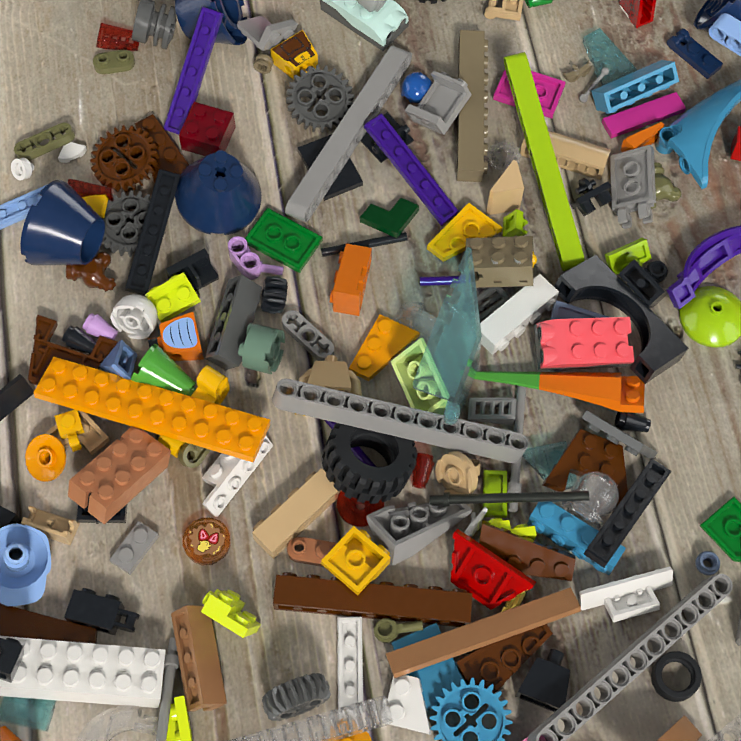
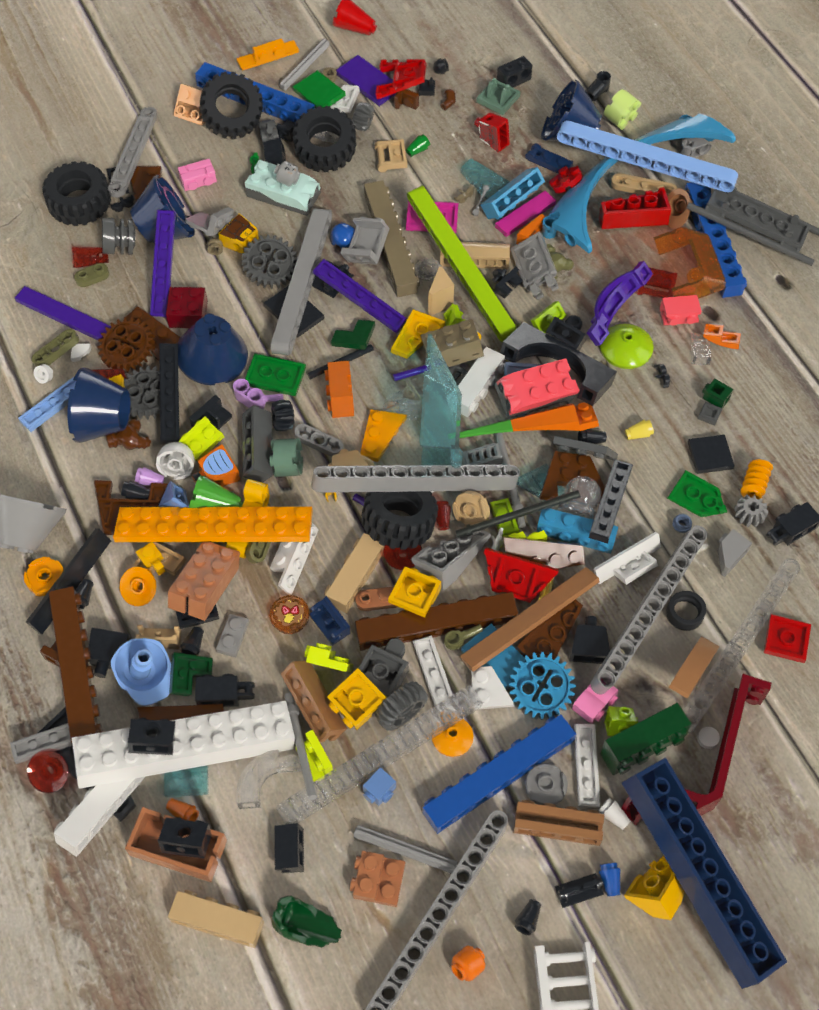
camera: 15 degrees left, 5 degrees down
(65, 100) = (61, 313): none -> dark purple tile
(67, 573) = (184, 668): none -> dark green tile
(85, 544) = (192, 642): none -> black cone
(244, 674) = (355, 699): none -> yellow plate
(249, 564) = (329, 621): none -> dark blue hinge
(285, 649) = (386, 666): none -> dark grey brick
(406, 367) = (409, 442): yellowish green slope -> none
(694, 430) = (640, 430): none -> light yellow cone
(707, 83) = (566, 178): none -> red plate

